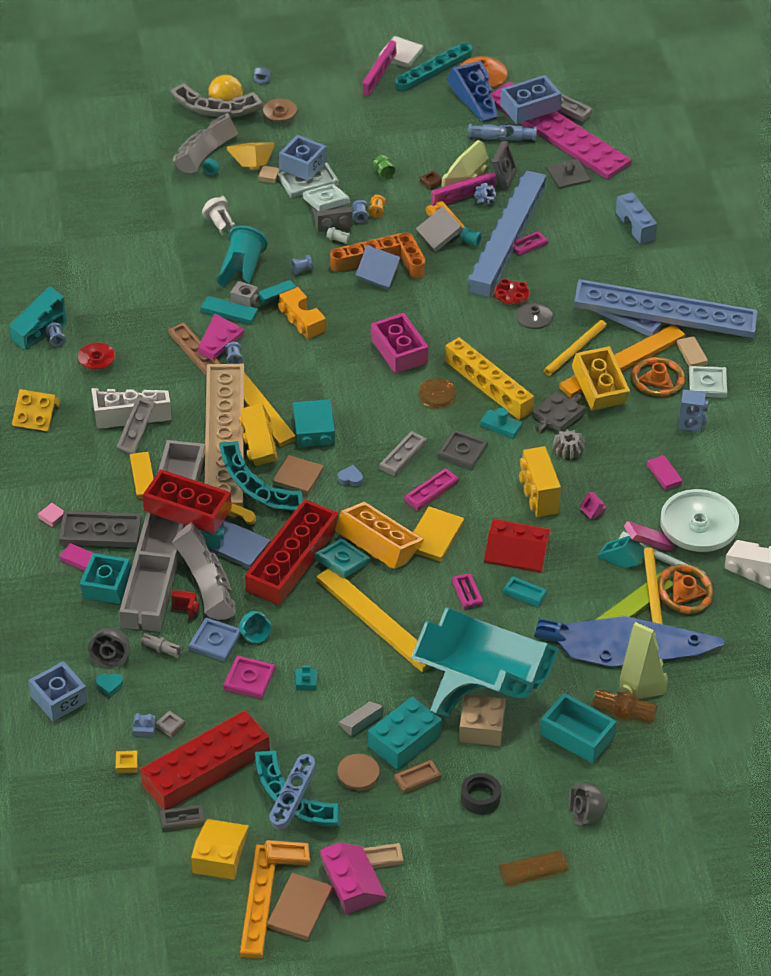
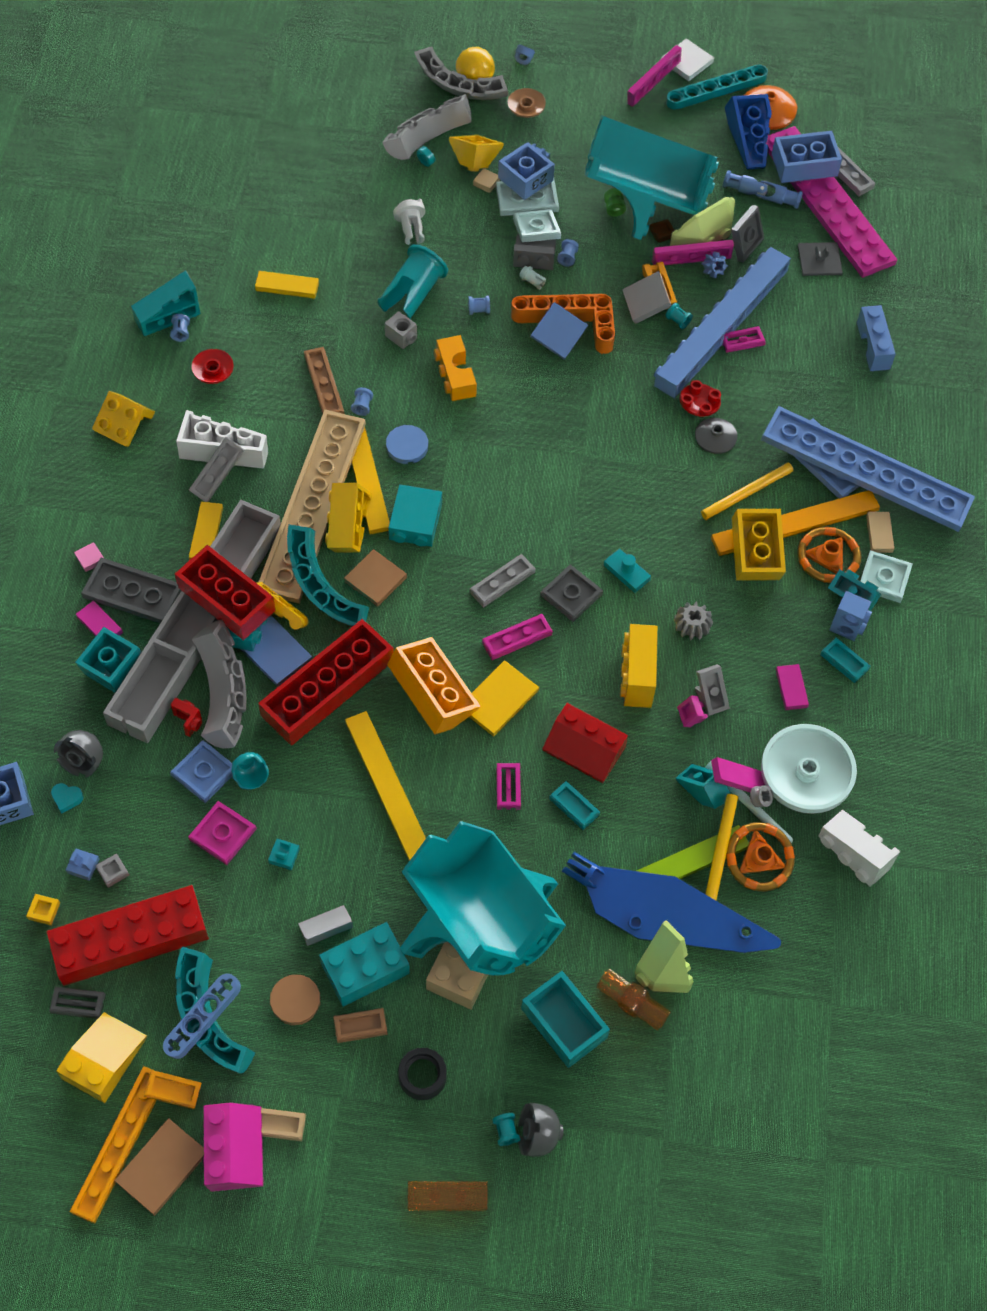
camera: 15 degrees right, 15 degrees up
(132, 285) = (287, 284): none -> yellow tile
(161, 645) = (140, 763): light grey pin -> none
(218, 336) = (356, 372): dark pink wing -> none
(229, 310) = (379, 343): teal tile -> none
(272, 294) = (430, 335): teal slope -> none
(284, 376) = (407, 444): none -> medium blue tile
(342, 558) = (382, 703): teal tile -> none
(350, 476) = (432, 595): medium blue tile -> none
(377, 206) = (588, 250): light orange bush -> none
(399, 343) = (547, 436): dark pink brick -> none
(408, 134) = (650, 171): none -> teal cylinder
(437, 392) = (569, 510): clear orange tile -> none
(489, 378) = (633, 509): yellow brick -> none
(558, 412) = (697, 572): dark grey plate -> none
(561, 812) = (506, 1129): none -> teal bush
(603, 485) = (712, 690): none -> light grey slope
(670, 546) = (761, 796): none -> light grey bush
(676, 389) = (848, 582): none -> teal brick
(698, 445) = (845, 660): none -> teal tile

